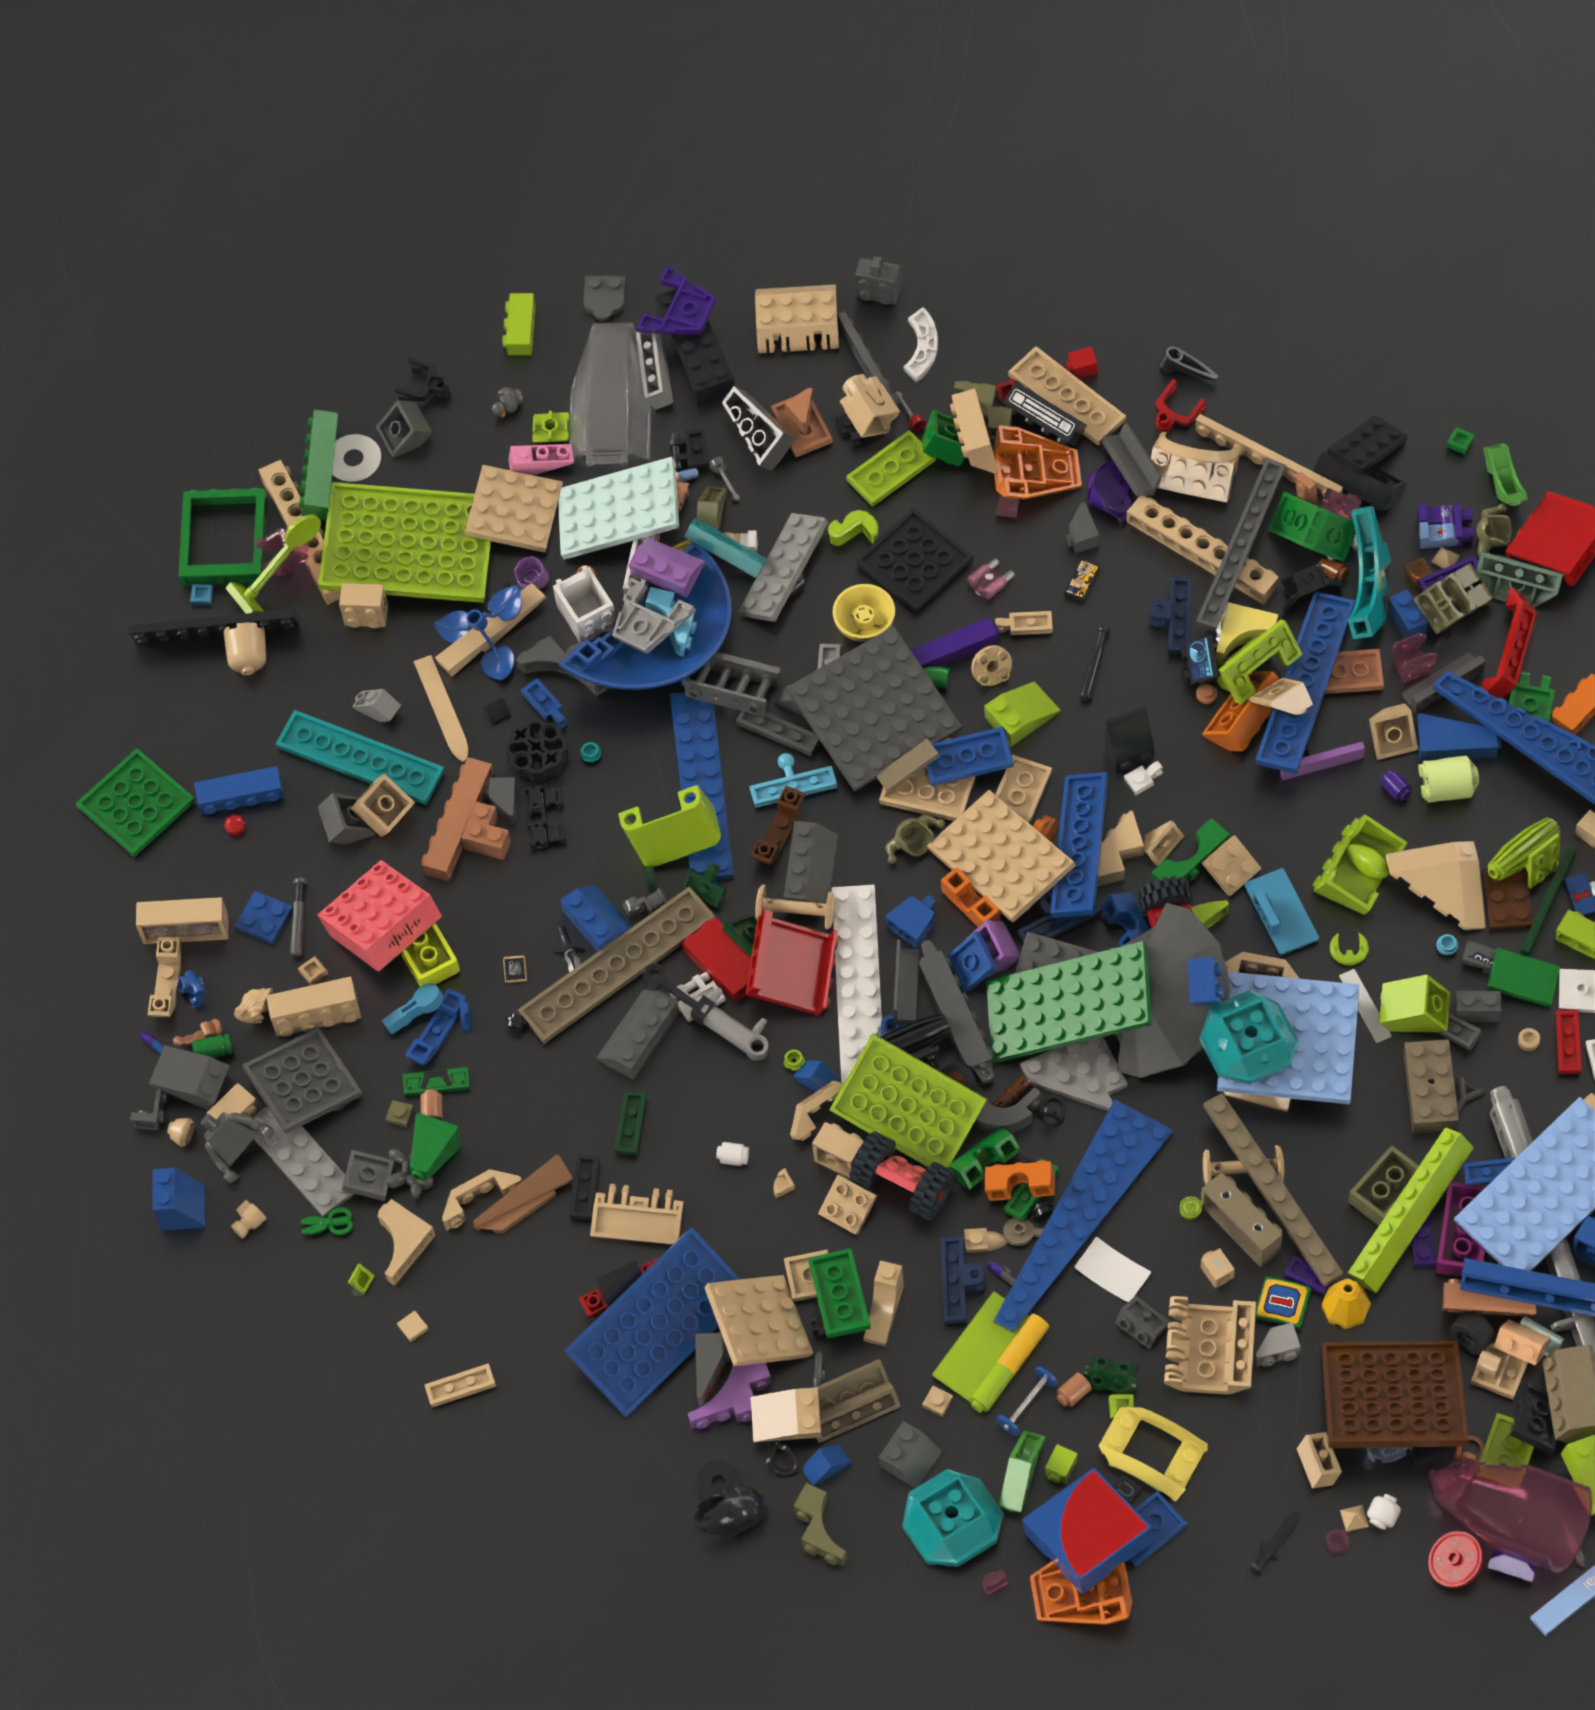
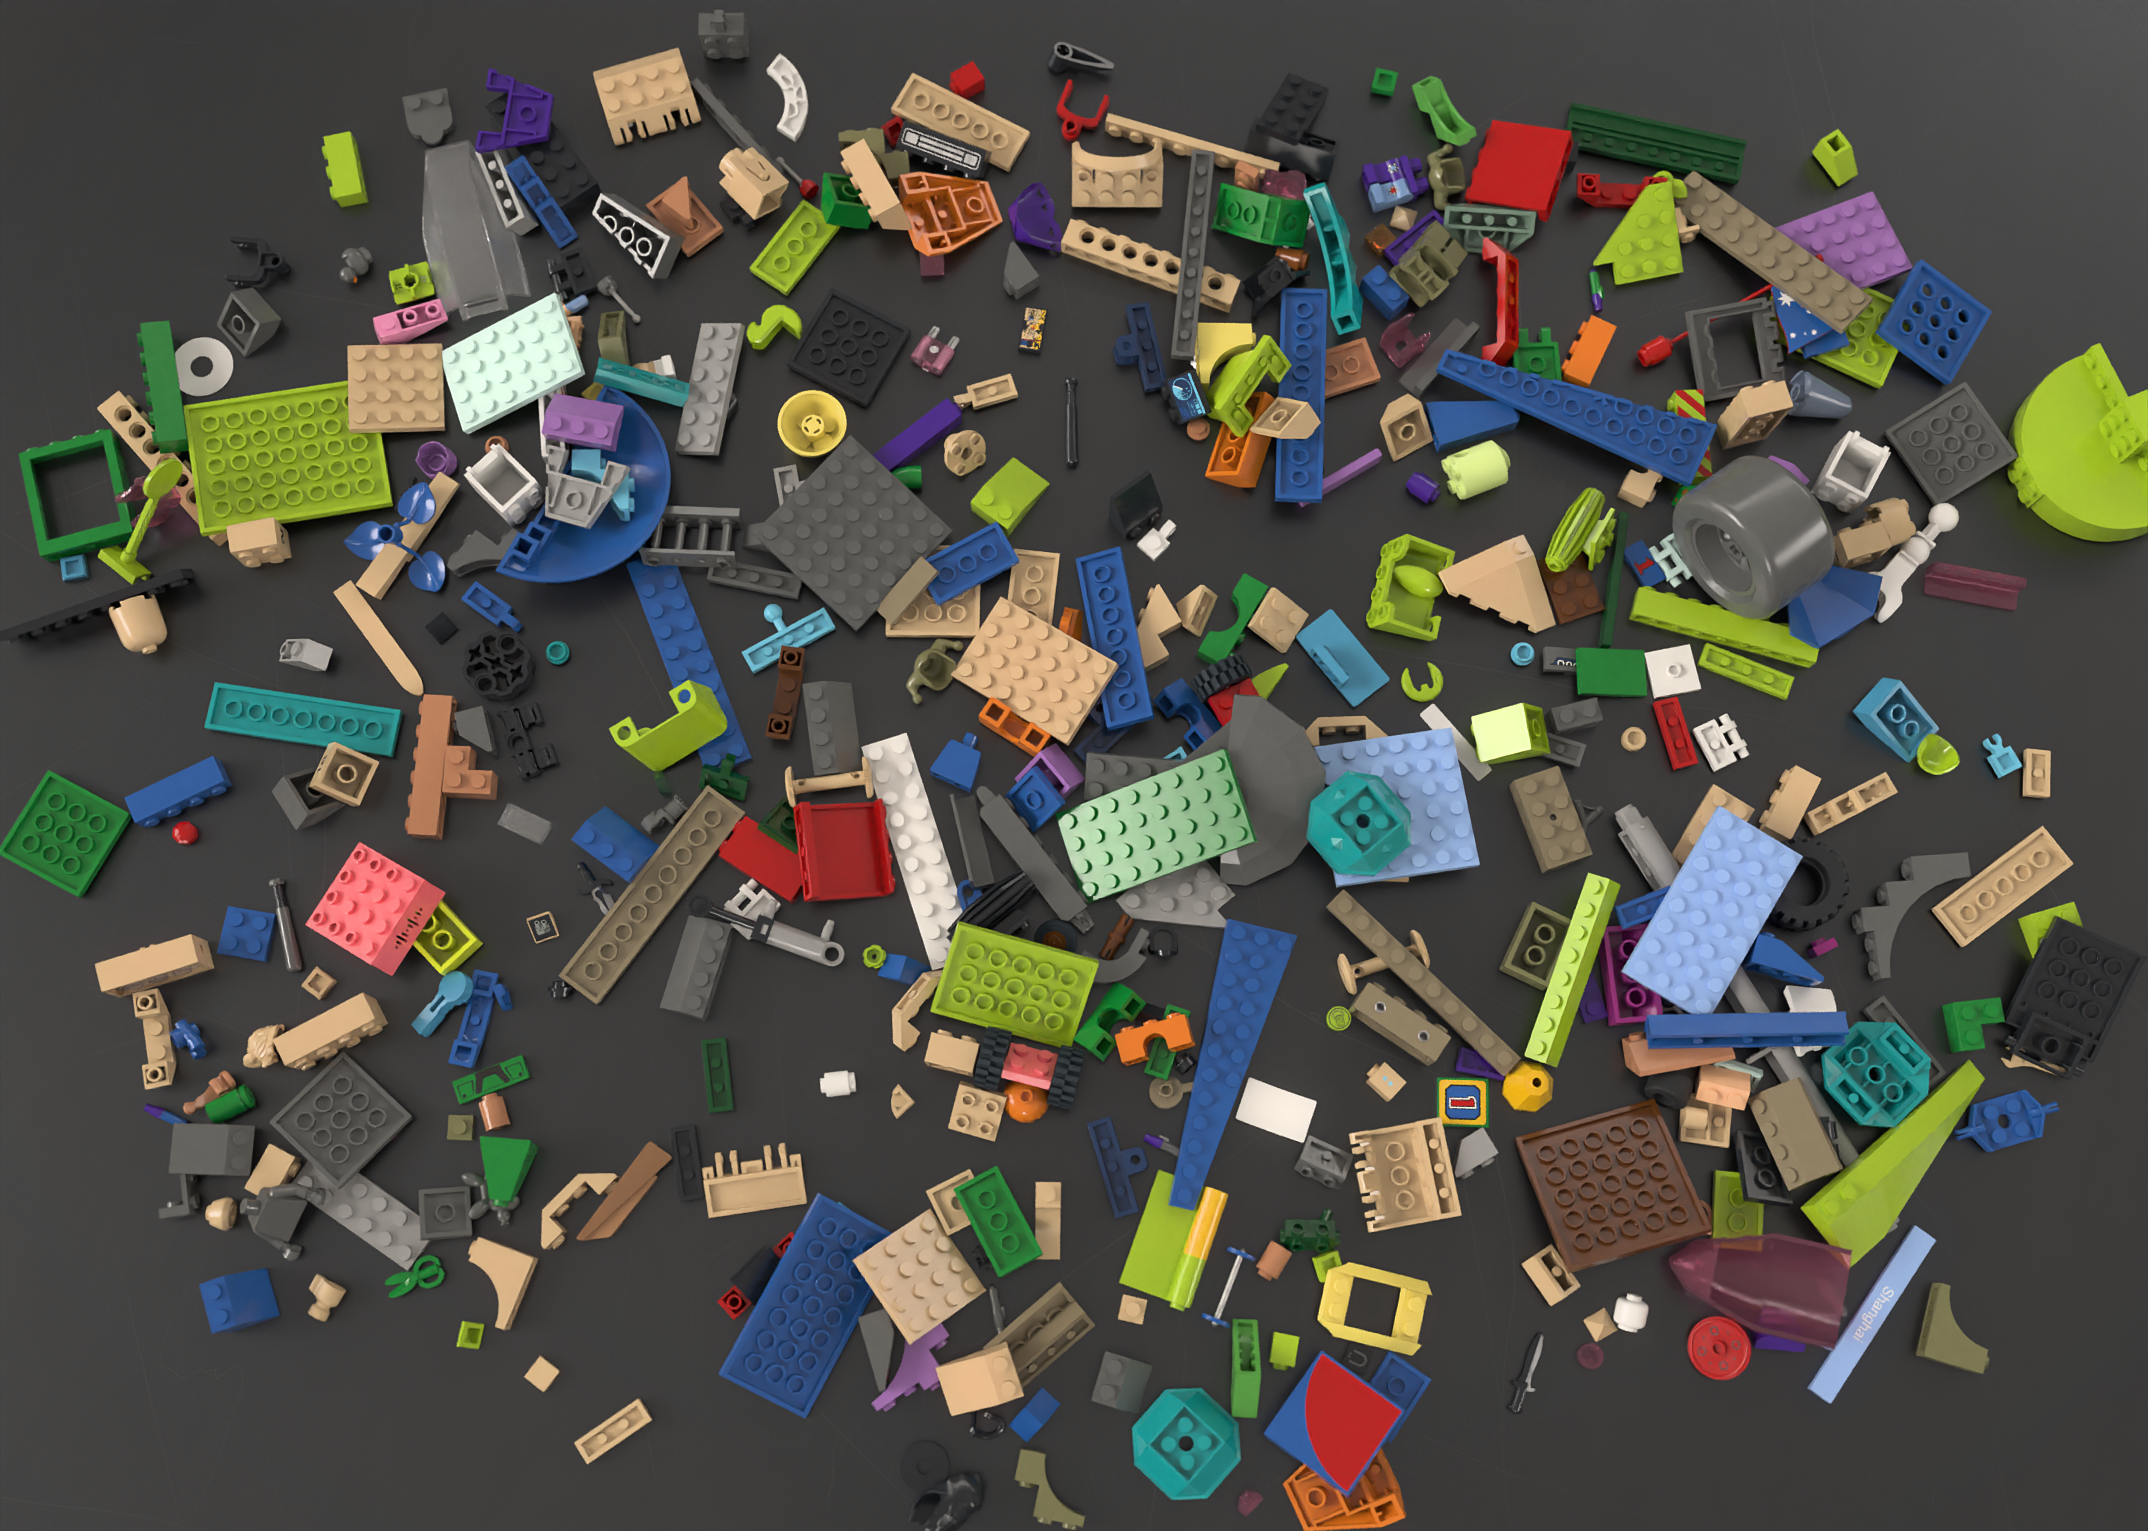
camera: 25 degrees left, 15 degrees up
(523, 883) = (524, 823): none -> clear tile
(680, 384) = (541, 201): none -> blue slope
(892, 1206) = (1025, 1102): none -> orange cylinder
(982, 1240) = (1131, 1111): tan plate -> none
(1133, 461) = (1052, 183): dark grey panel -> none
(1205, 981) = (1301, 778): blue brick -> none

